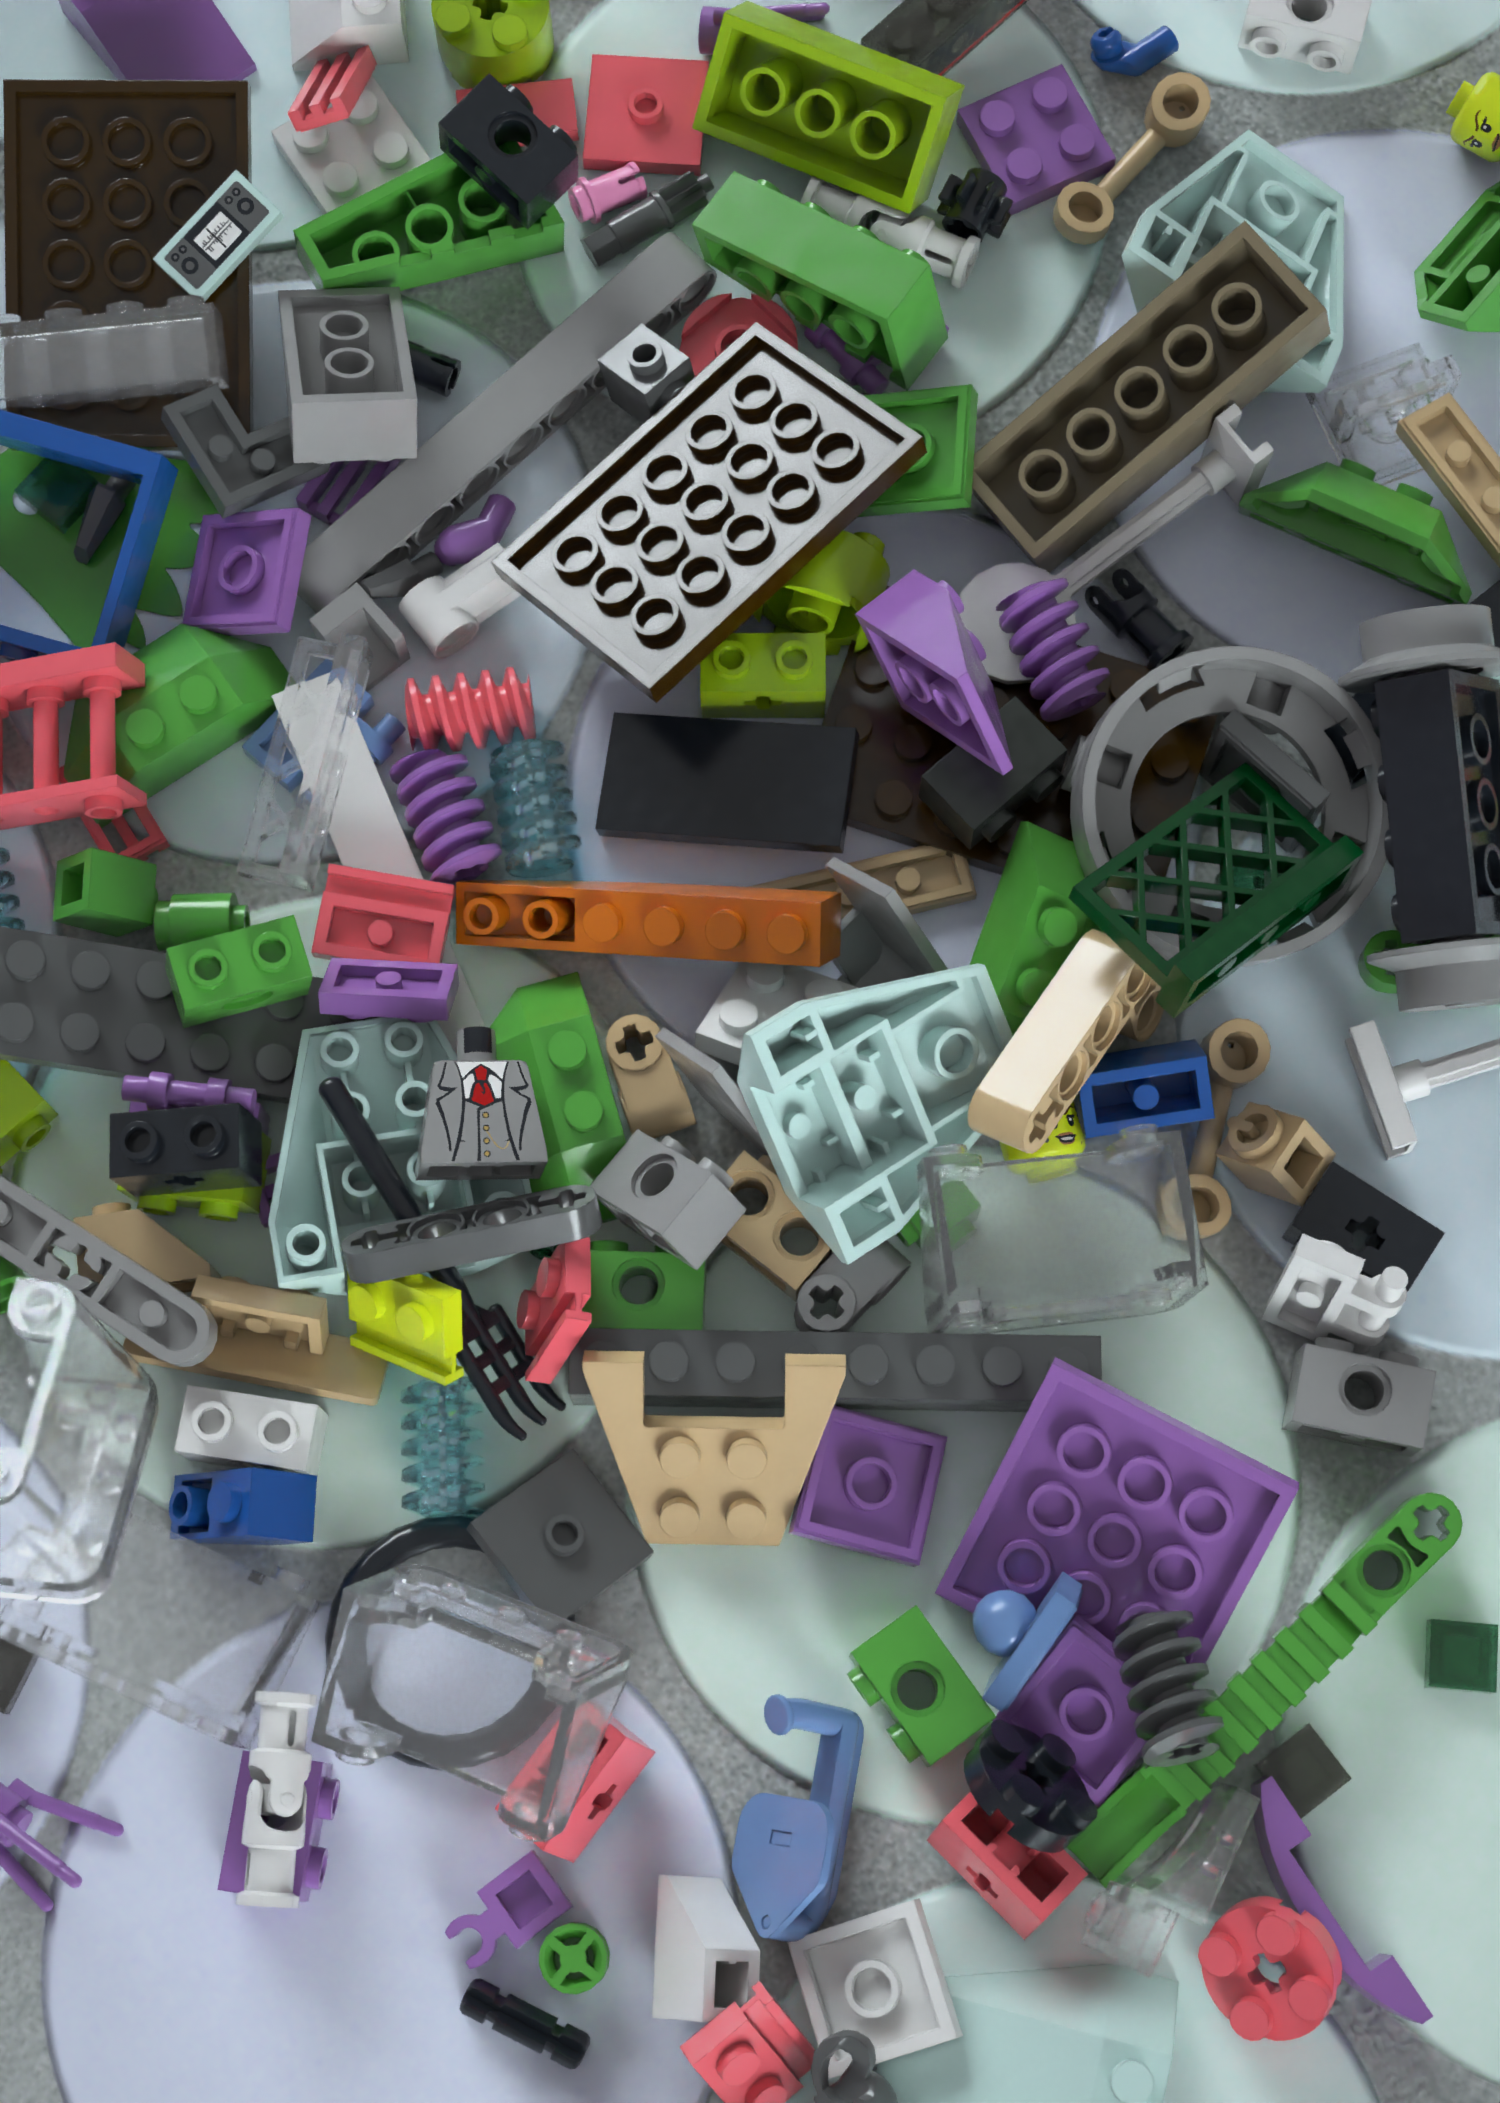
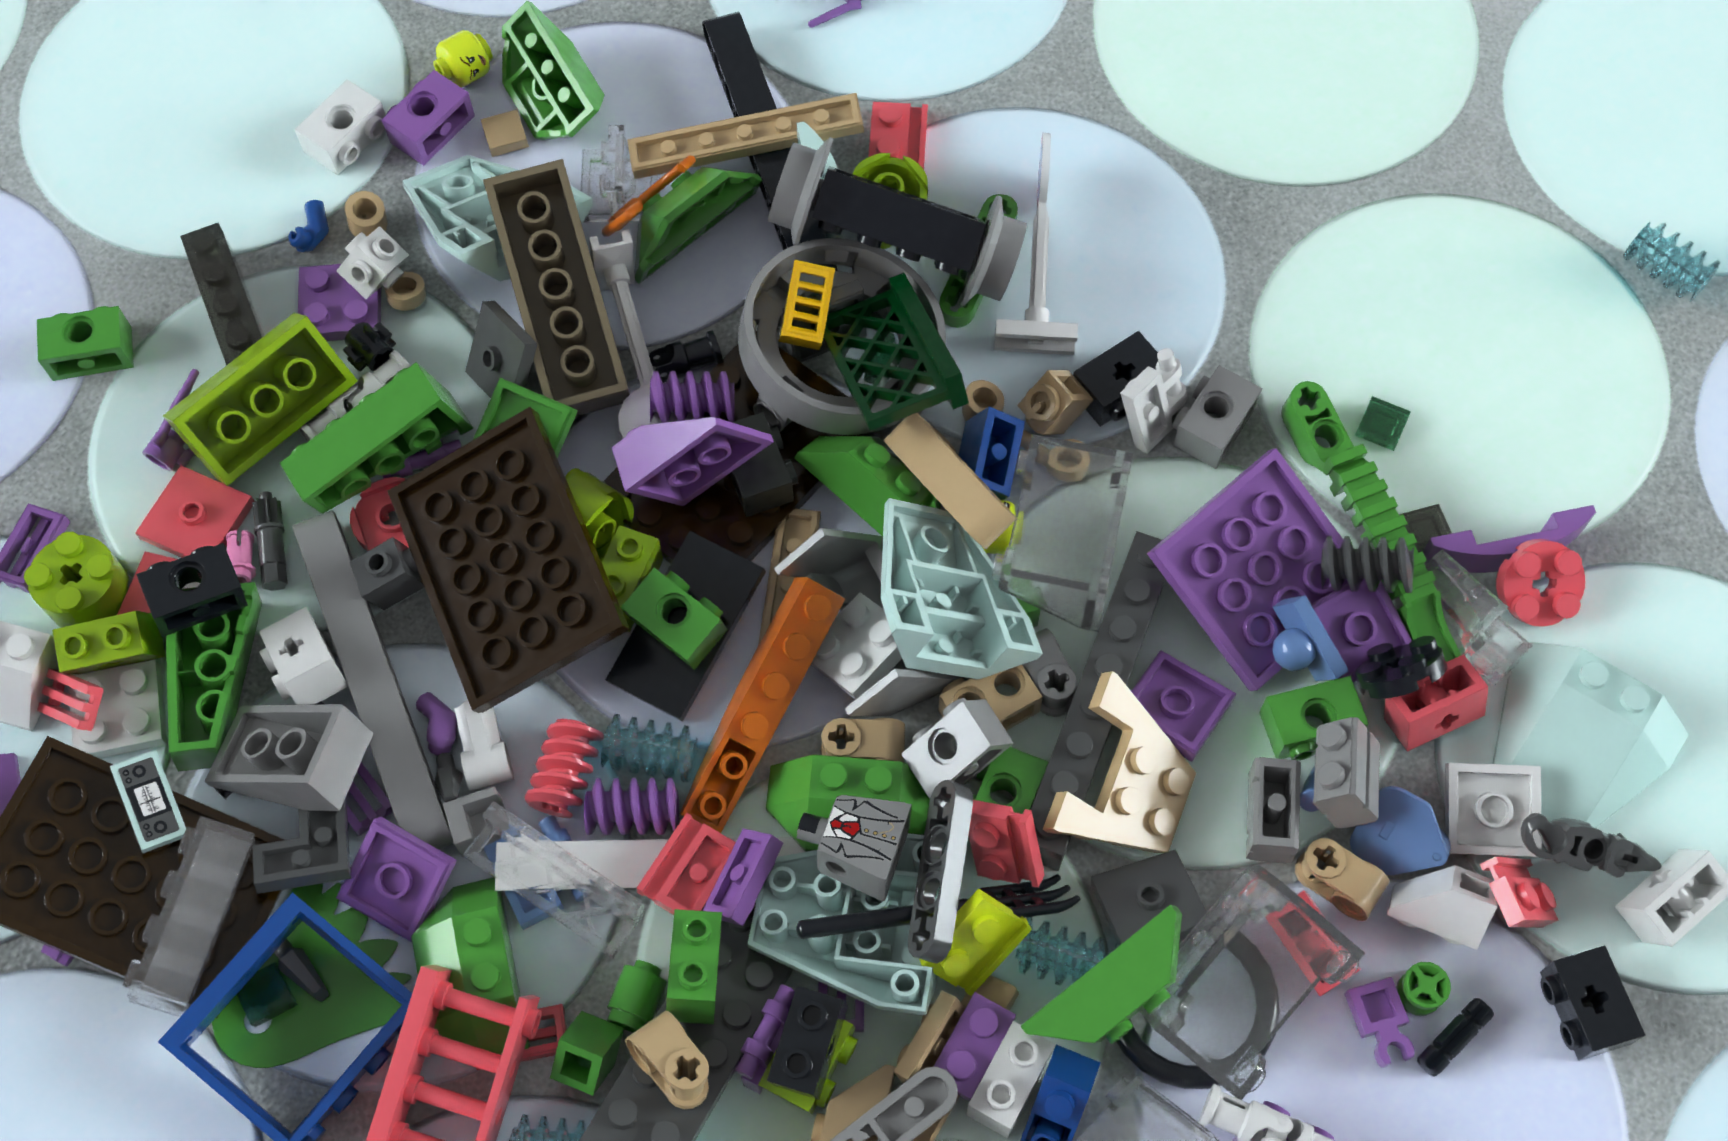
camera: 70 degrees left, 10 degrees down
(108, 980) = (668, 1053): none -> tan piece
(274, 1365) = (974, 1043): none -> medium lavender plate
(389, 1520) = (1116, 987): none -> bright green wedge
(411, 84) = (108, 643): none -> lime brick
(487, 328) = (301, 659): none -> white brick
(689, 1808) = (1345, 879): none -> tan piece
(710, 725) = (655, 600): none -> bright green brick
(750, 1666) = (1273, 810): none -> light grey brick
(830, 1750) = (1347, 773): none -> light grey brick
(1026, 369) = (499, 349): none -> dark grey plate
(1093, 148) = (372, 262): none -> white brick
(1216, 720) = (801, 336): none -> yellow slope
(1338, 447) = (635, 205): none -> orange piece
(1387, 142) = (428, 117): none -> medium lavender brick
(1401, 228) = (504, 133): none -> tan tile

